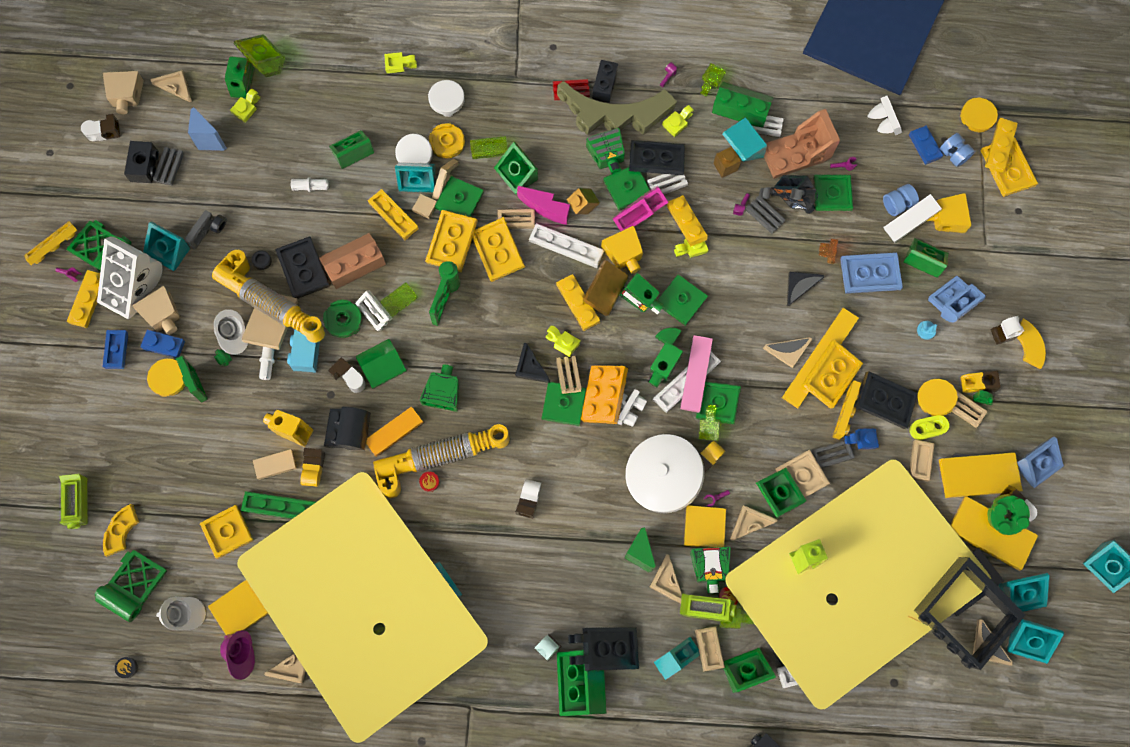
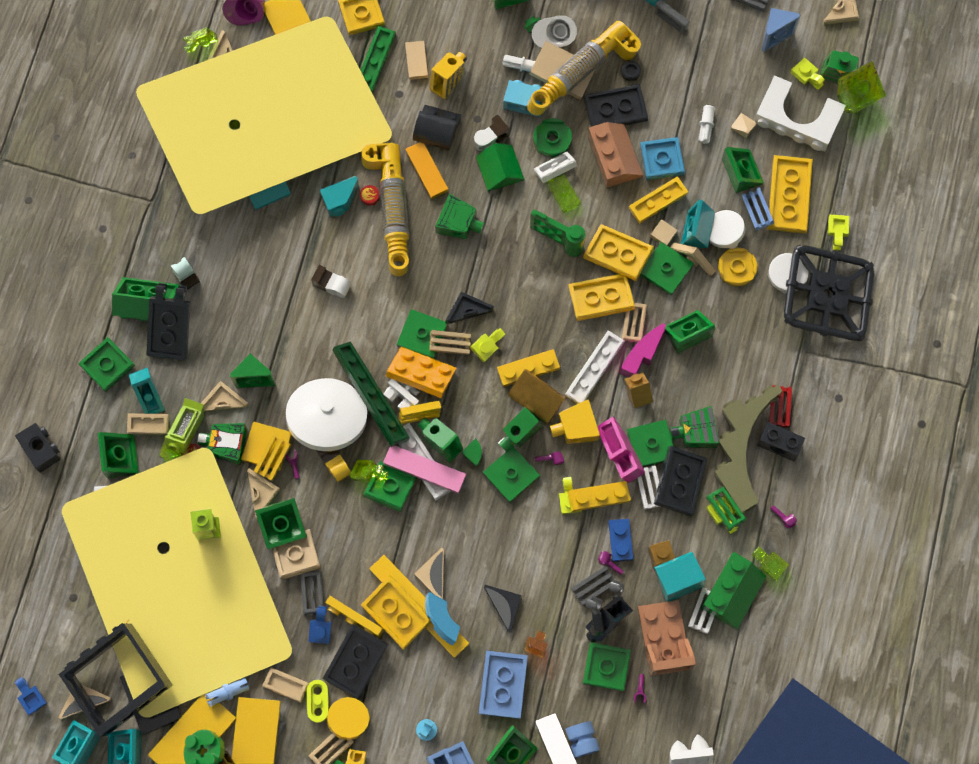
camera: 105 degrees right, 0 degrees up
(218, 224) = (675, 34): black tile -> none
(278, 693) = (201, 37): none -> clear neon green plate
(291, 129) = (815, 134): none -> white arch
(306, 153) = (743, 125): none -> tan slope
(312, 466) = (405, 91): leg -> none
(349, 219) = (662, 158): none -> dark azure tile
(368, 107) = (790, 193): none -> yellow tile
(384, 131) = (752, 195): none -> medium blue tile
(438, 509) = (339, 196): none -> teal slope
(454, 54) = (819, 300): none -> black plate
(488, 147) = (721, 306): clear neon green plate -> none
(634, 437) = (371, 394): none -> dark green tile
(644, 387) = (418, 412): none -> yellow tile
(657, 263) = (557, 458): none -> magenta hand
(657, 708) = (106, 364): none -> green plate
(676, 123) = (735, 523): none -> green tile
(719, 199) = (620, 540): none -> blue plate
(733, 520) = (270, 444): none -> yellow tile
(837, 326) = (444, 625): none -> dark azure tile
(946, 509) = (227, 692): none -> light blue pin
(1002, 696) = (31, 698): none -> blue plate

